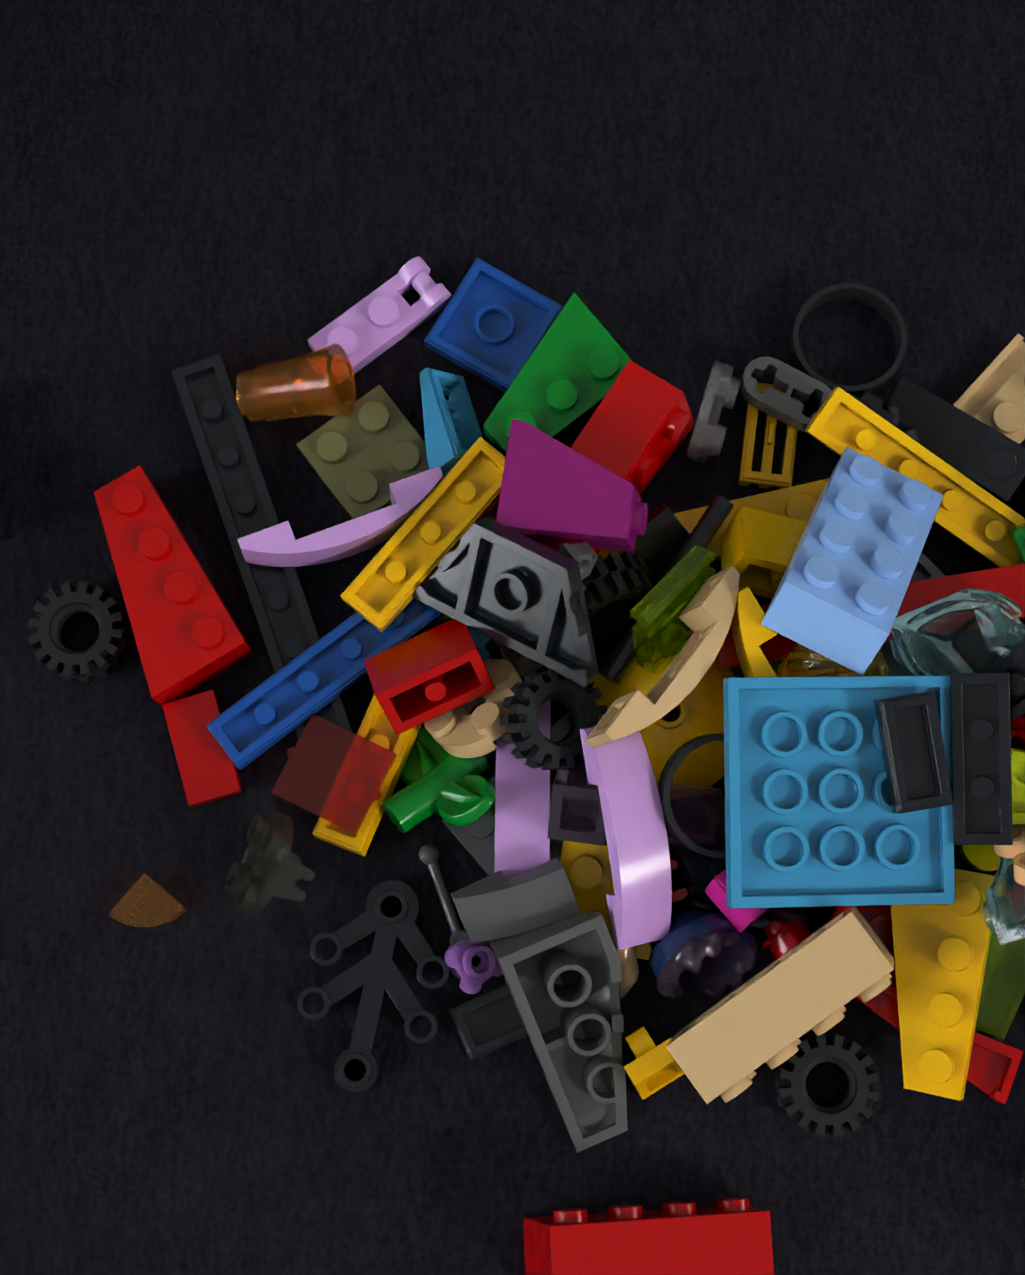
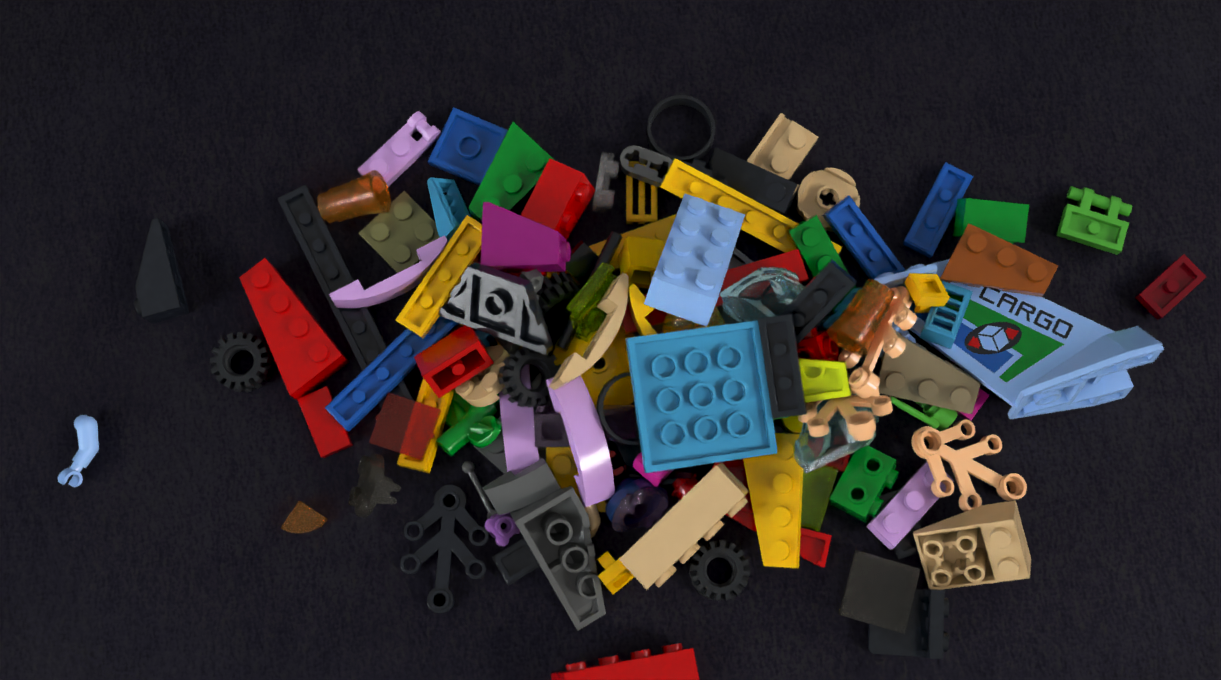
camera: 10 degrees left, 0 degrees up
(913, 752) = (741, 367): black tile -> none

